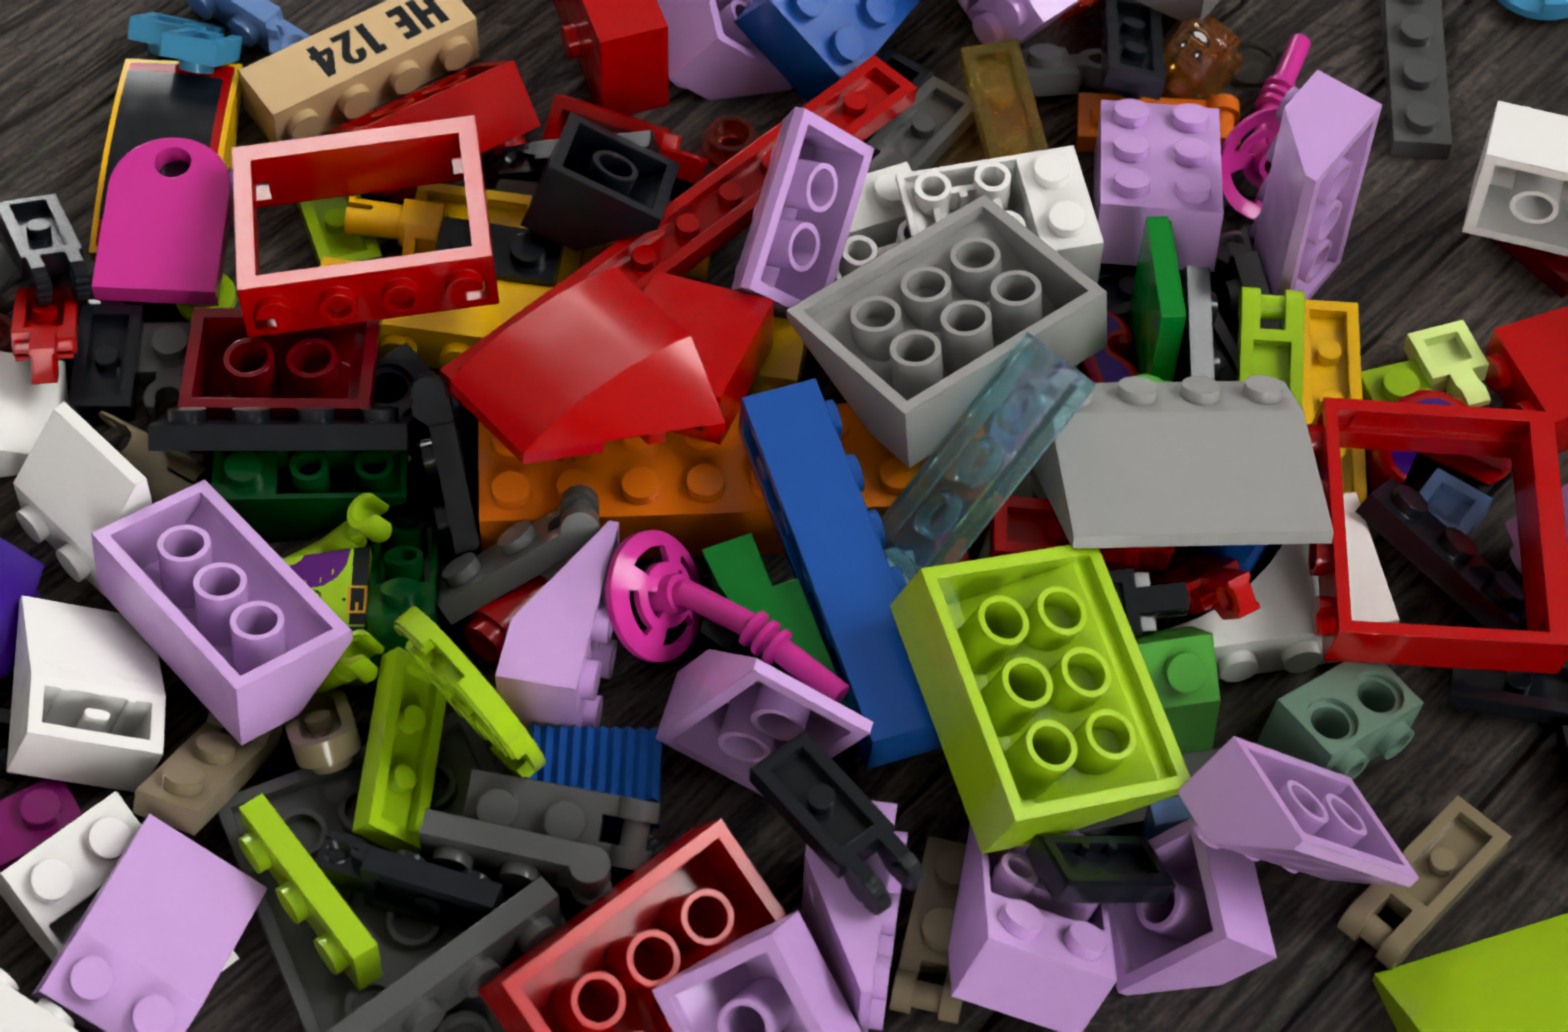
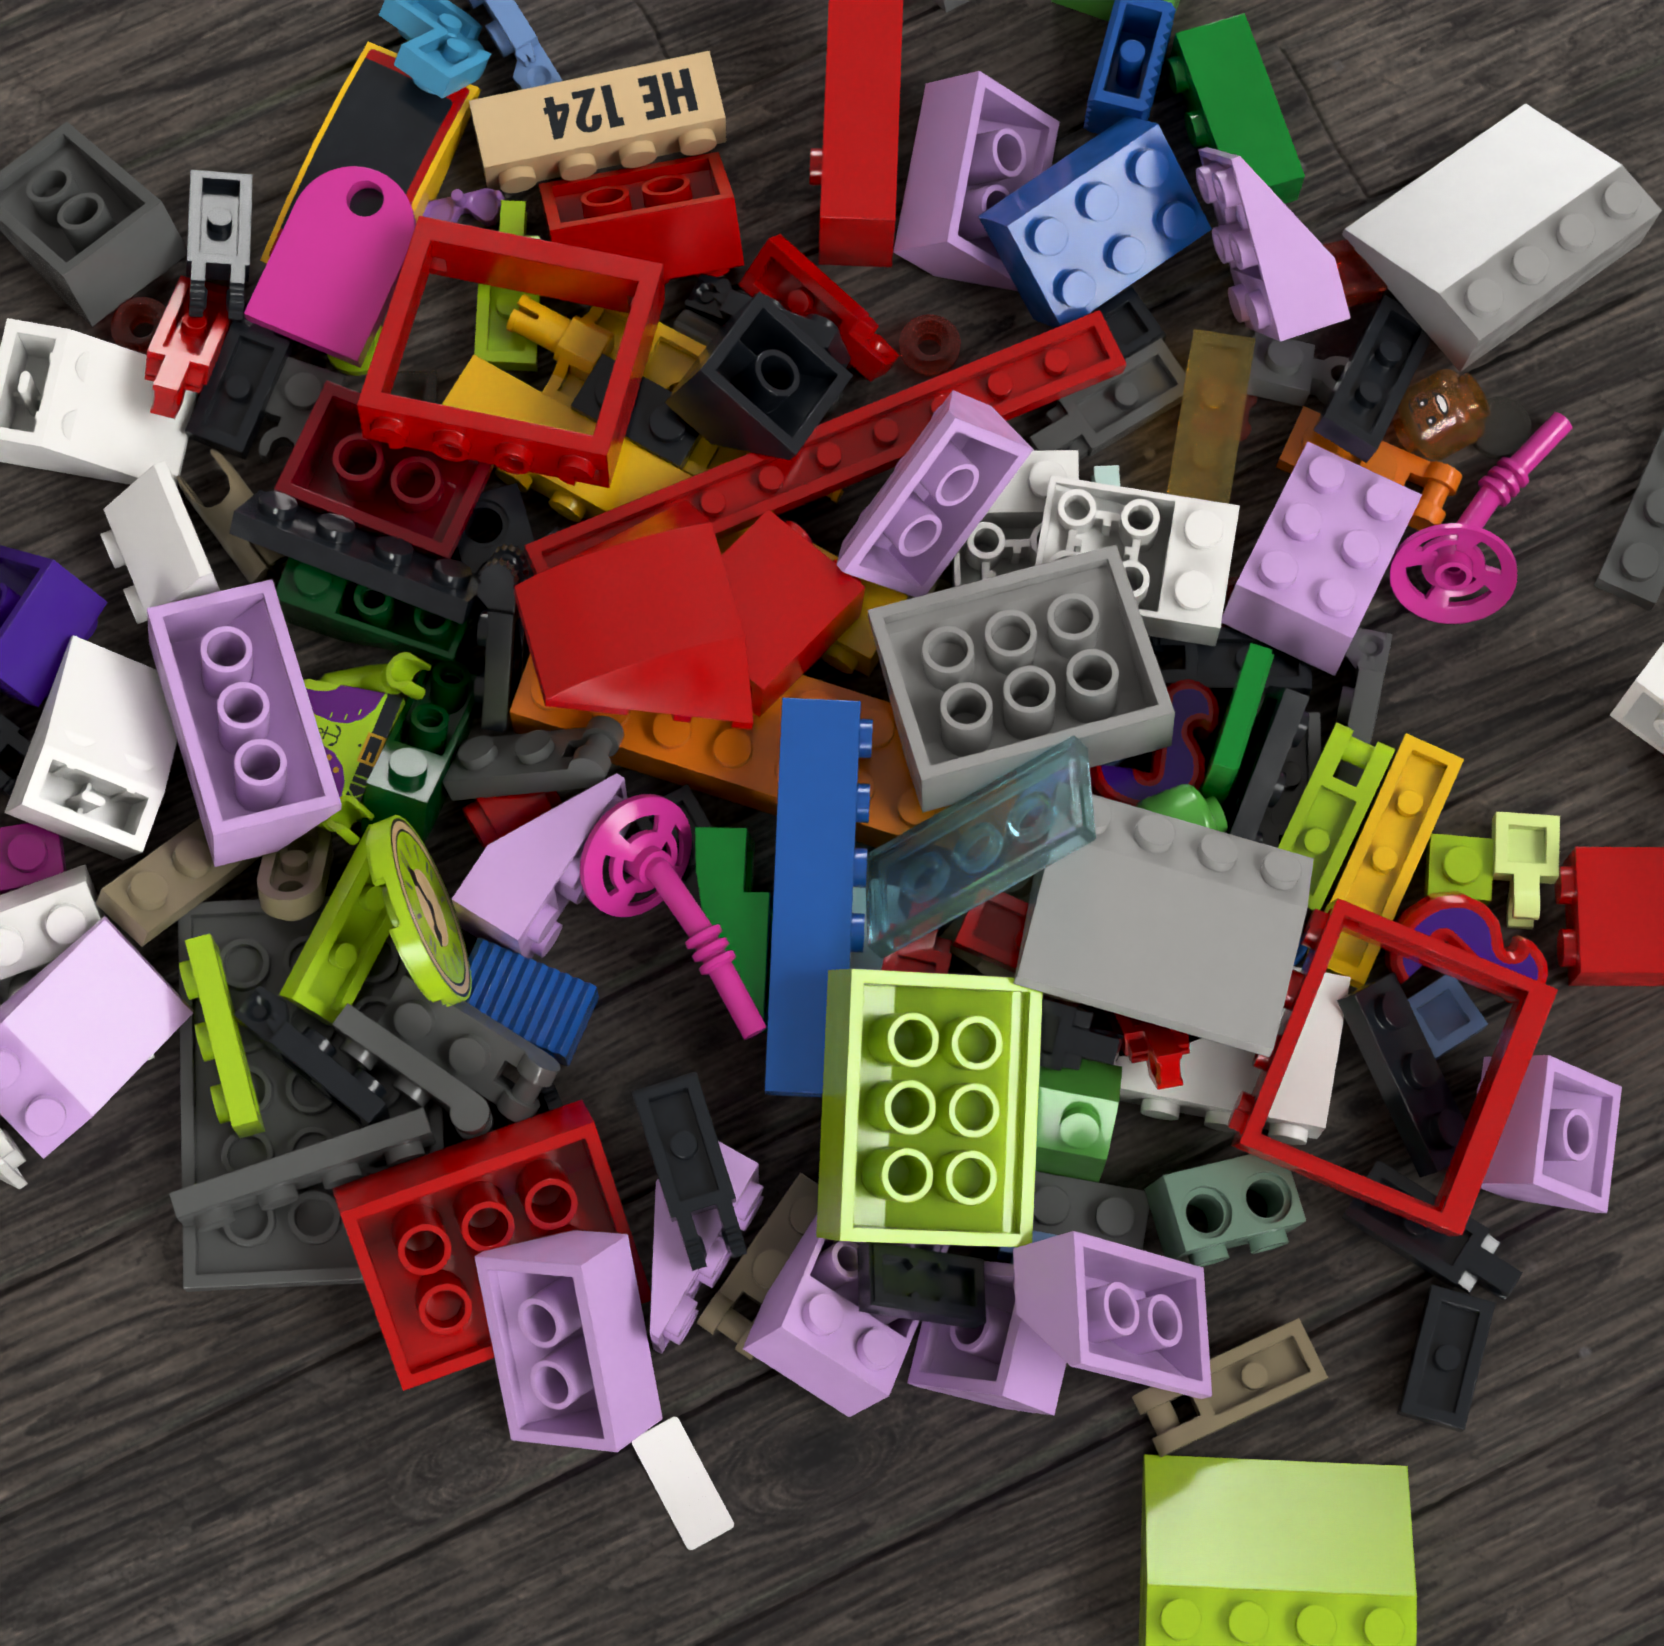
camera: 20 degrees right, 20 degrees up
(740, 710) = (676, 1013): lavender slope -> none
(1312, 182) = (1447, 649): lavender slope -> none

